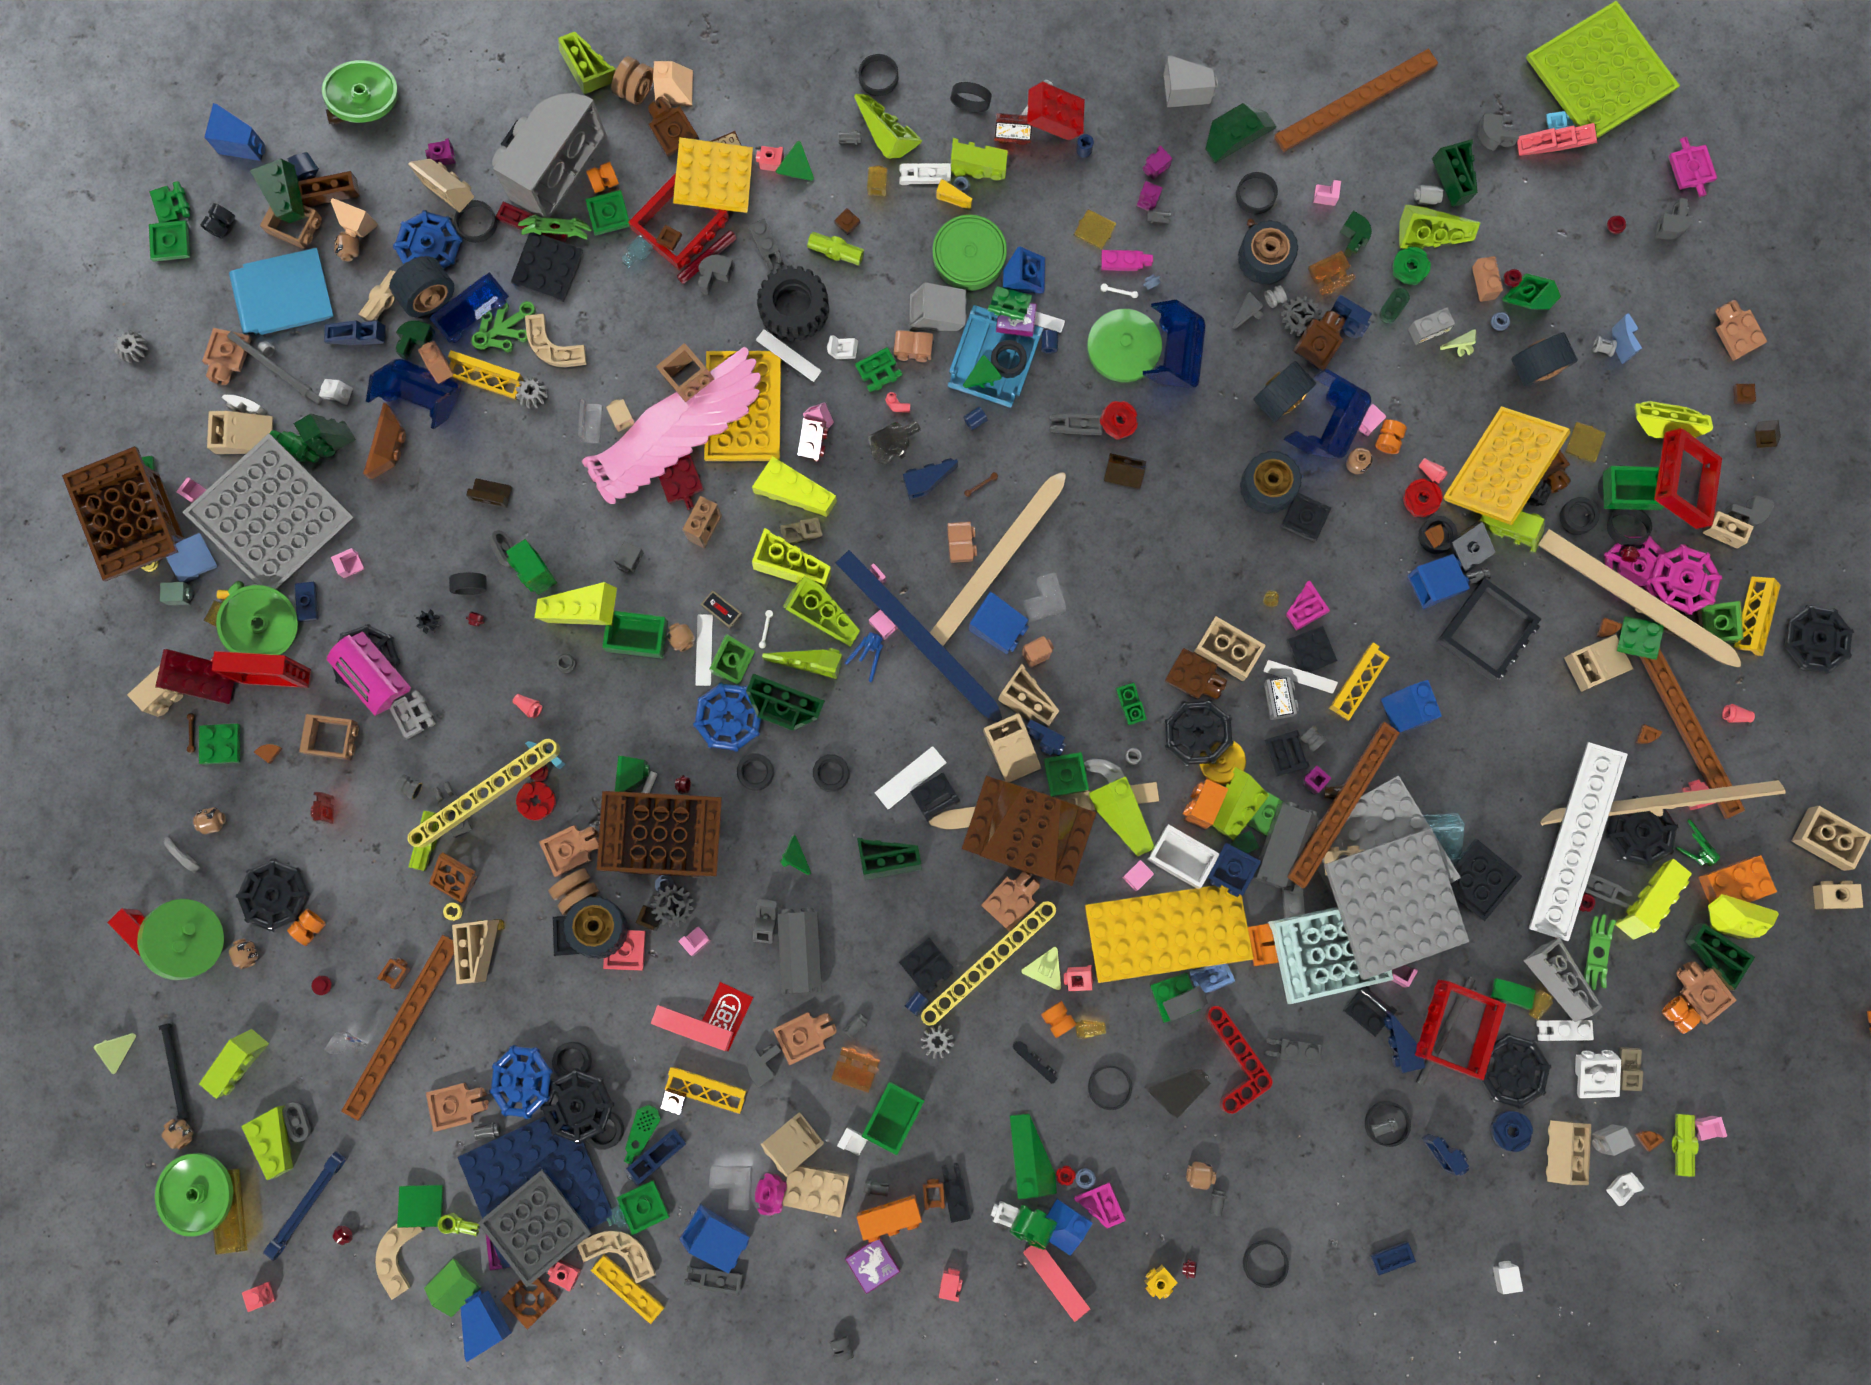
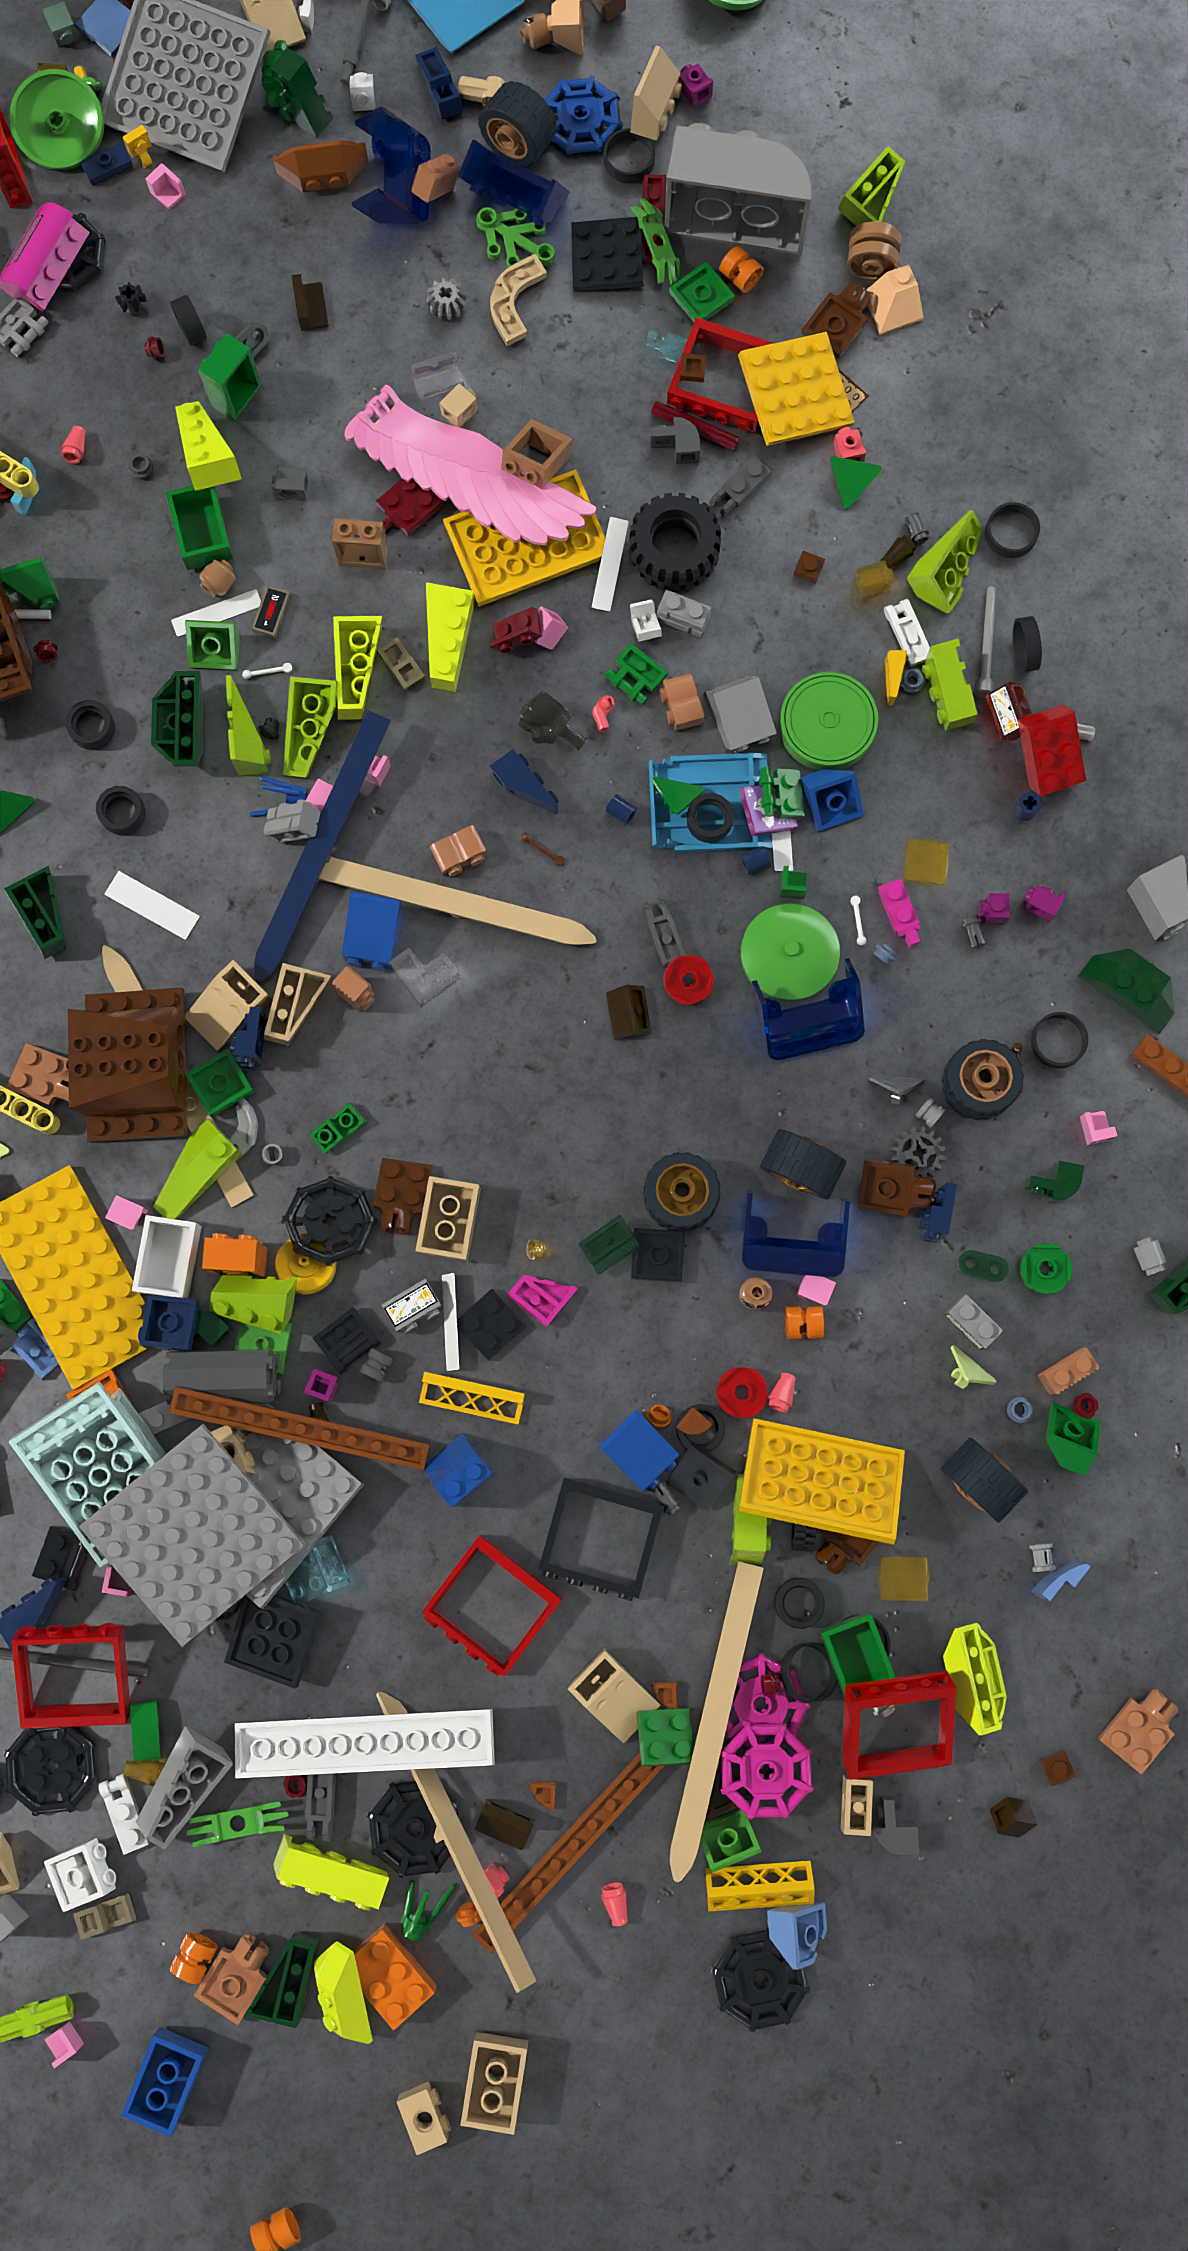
camera: 70 degrees right, 0 degrees up
(308, 569) = (137, 144): none -> yellow plate
(413, 333) = (454, 141): dark green brick -> none
(484, 368) = (454, 236): yellow fence -> none
(719, 724) = (135, 660): blue plate -> none
(812, 643) = (269, 728): none -> black piece
(835, 248) = (767, 566): lime piece -> none
(848, 318) = (683, 613): none -> light grey brick
(863, 156) = (899, 551): none -> dark brown cone
(894, 649) = (292, 821): none -> light grey brick
(931, 791) = (143, 935): black plate -> none
(984, 138) = (985, 683): none -> light grey piece
(1076, 323) = (793, 884): none -> green panel
(1288, 546) = (609, 1244): none -> clear green plate
(1329, 267) = (996, 1165): clear orange plate -> none
(1419, 558) = (658, 1416): none -> orange plate
(1428, 227) = (1107, 1273): lime wedge -> none
(1539, 704) = (456, 1635): none -> red window
(1649, 1139) = (25, 1971): dark orange tile -> none
(1660, 769) = (504, 1824): none -> dark brown panel
(1713, 815) = (468, 1915): none -> orange plate
(1759, 1063) = (165, 2081): none -> blue brick
(1796, 602) = (797, 1931): none -> medium blue slope

